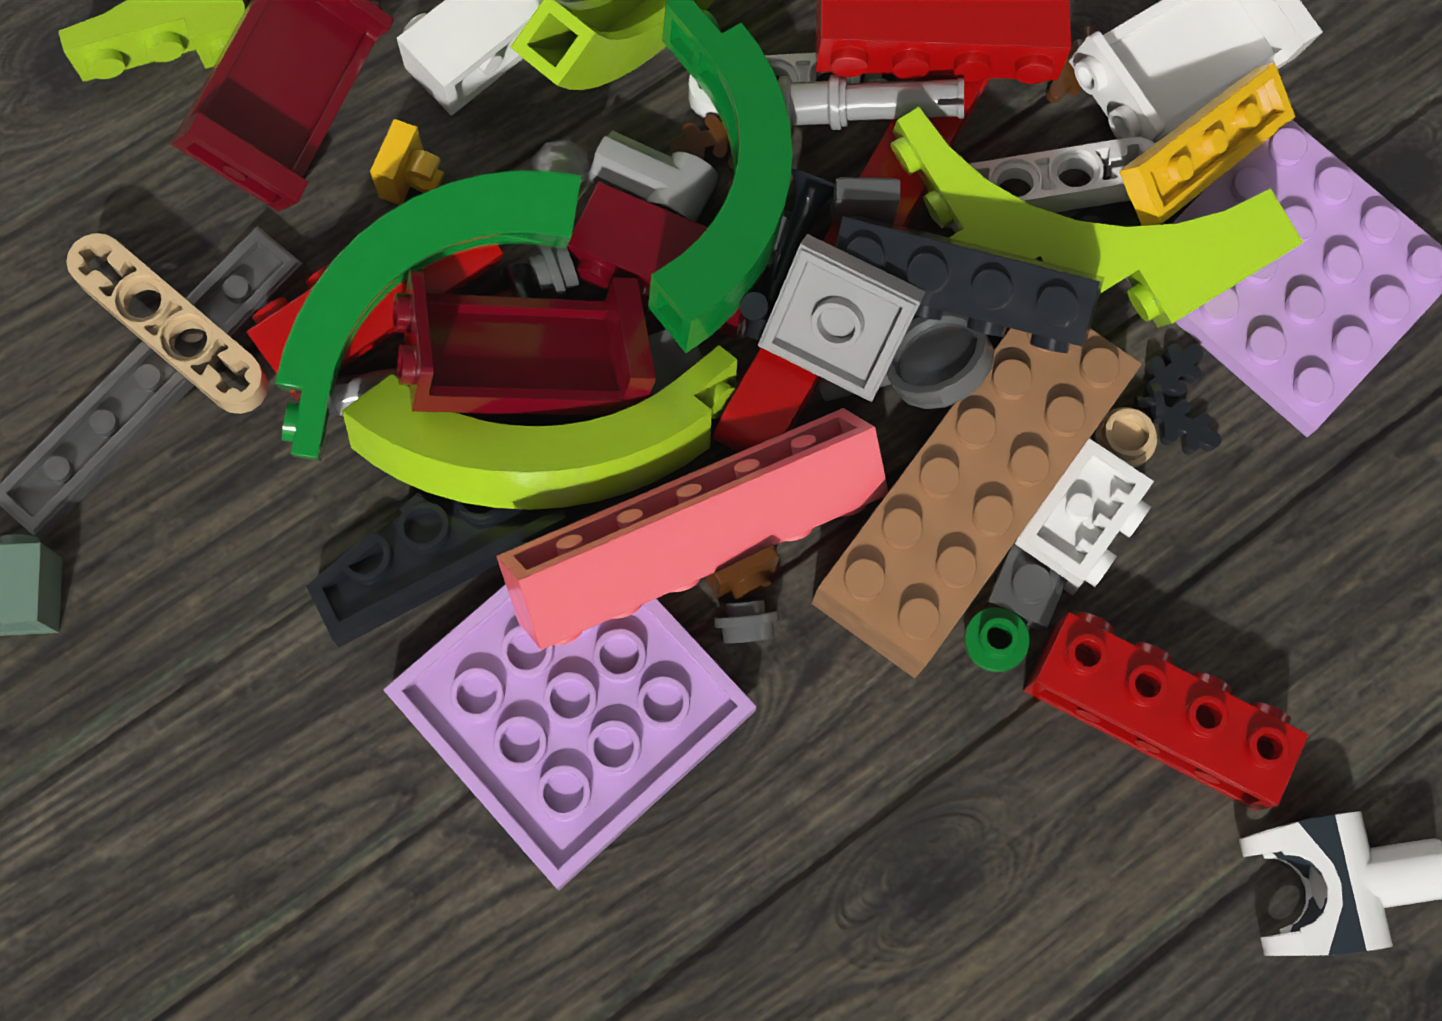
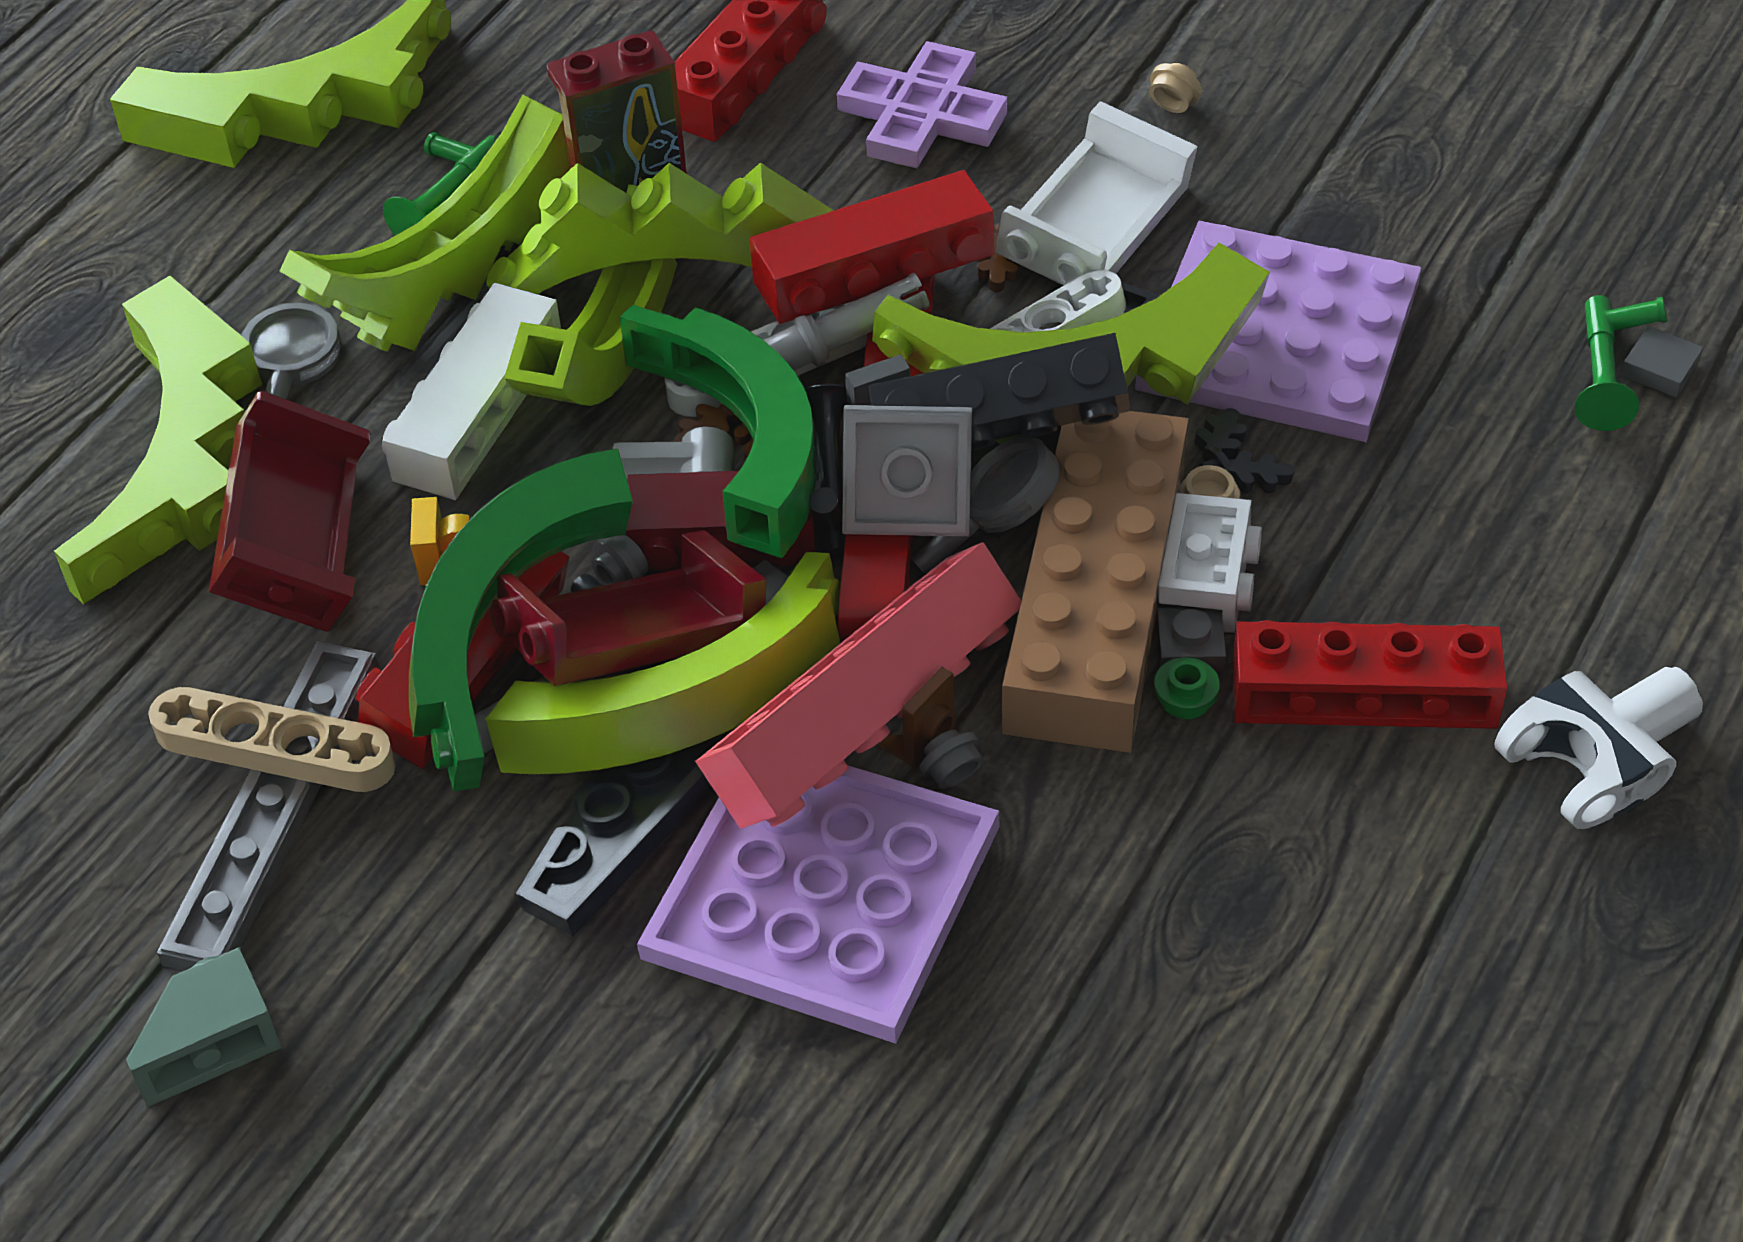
camera: 15 degrees left, 25 degrees down
(1207, 145) = (1148, 252): yellow plate -> none

